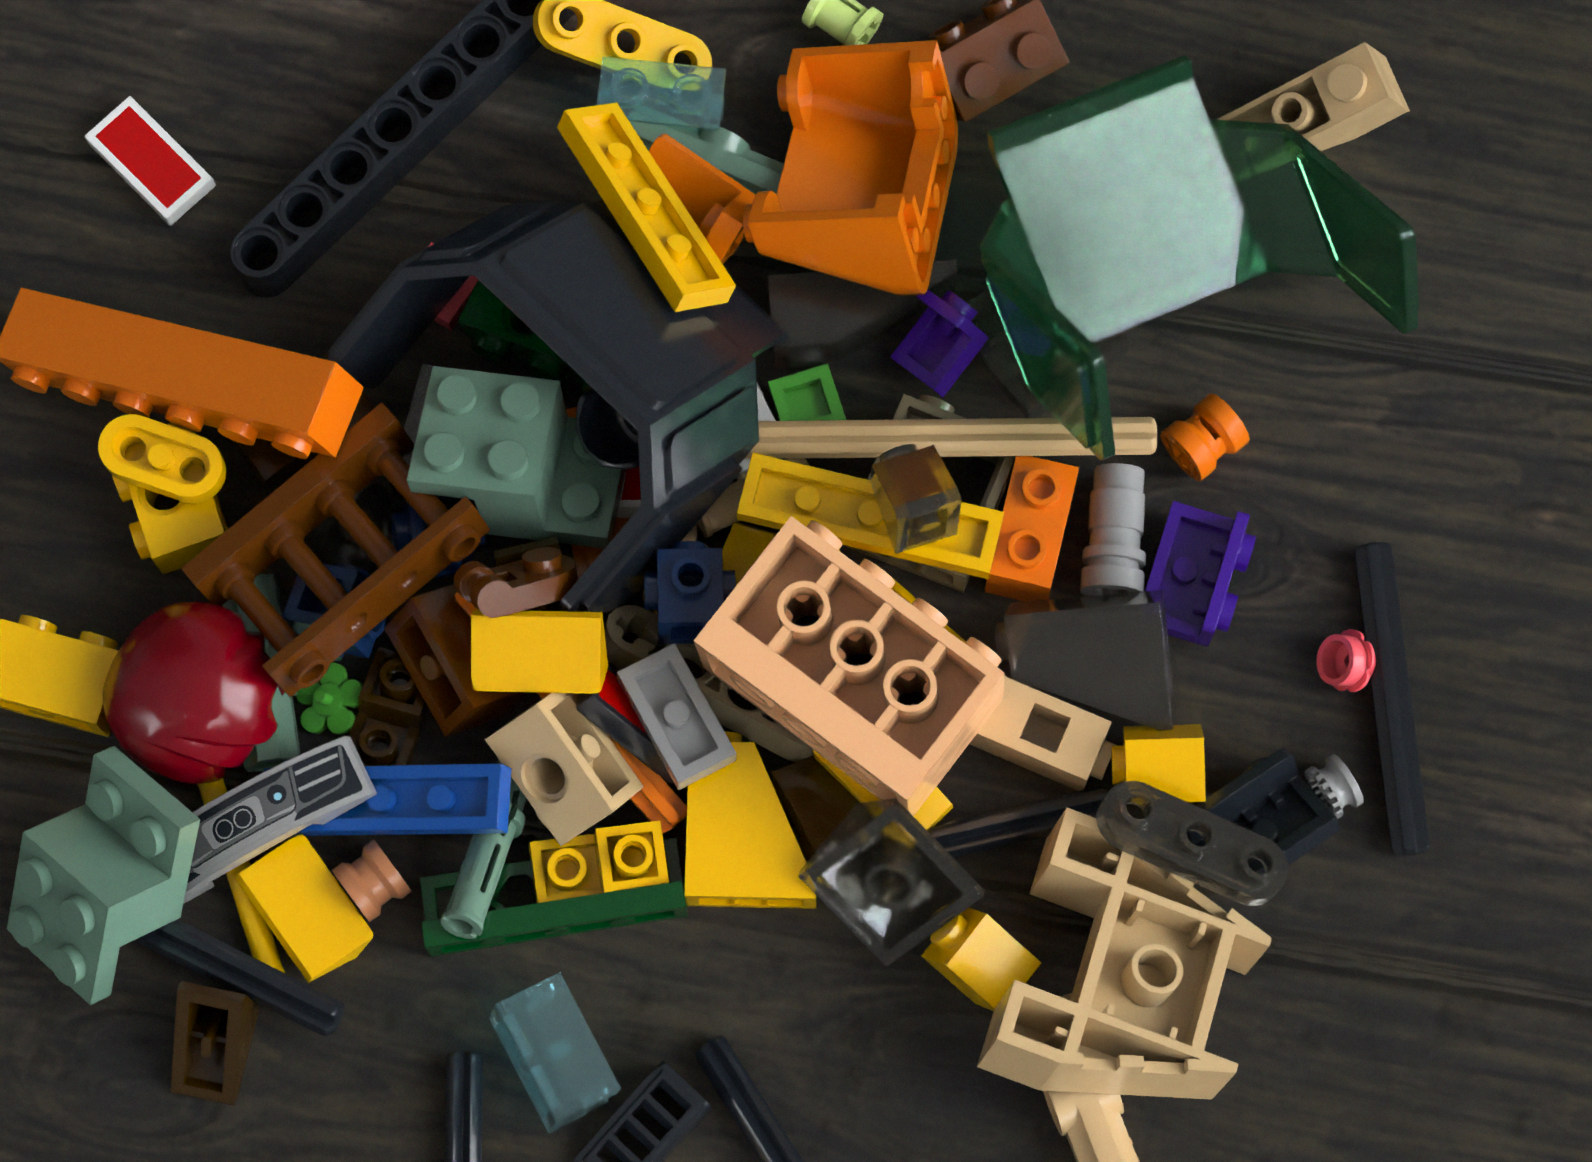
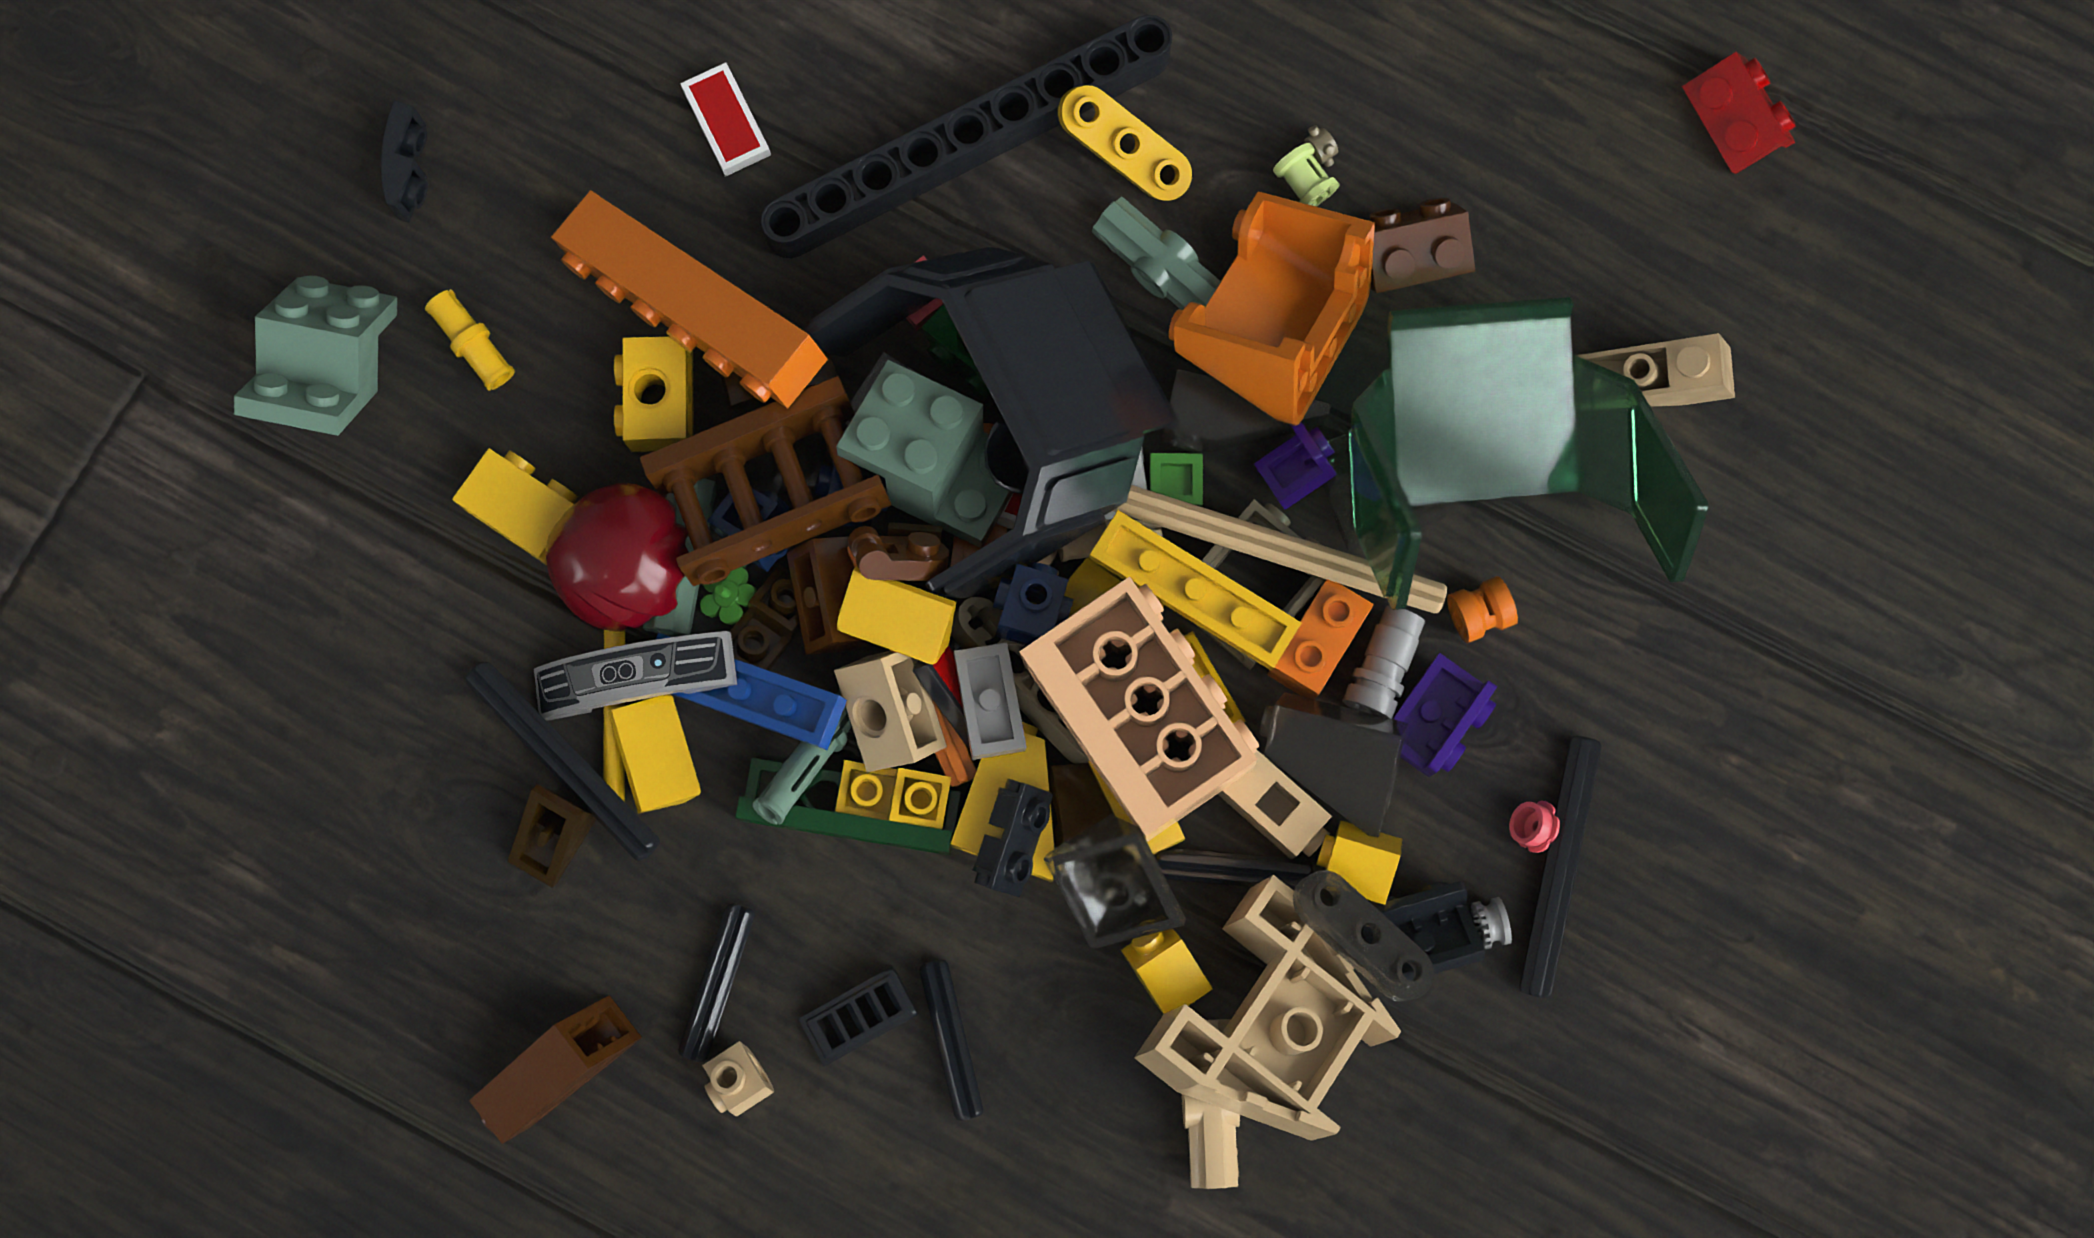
camera: 15 degrees right, 5 degrees up
(102, 874) = (504, 678): sand green bracket -> none
(165, 458) = (656, 365): yellow plate -> none
(371, 880) = (713, 748): nougat wheel -> none
(554, 1052) = (811, 930): clear light blue hinge -> none
(646, 207) = (1098, 285): yellow plate -> none
(664, 92) = (1141, 194): clear light blue hinge -> none
(707, 193) = (1143, 287): orange bracket -> none
(758, 893) = (1008, 861): none -> black hinge
(915, 496) = (1234, 589): clear smoke slope -> none

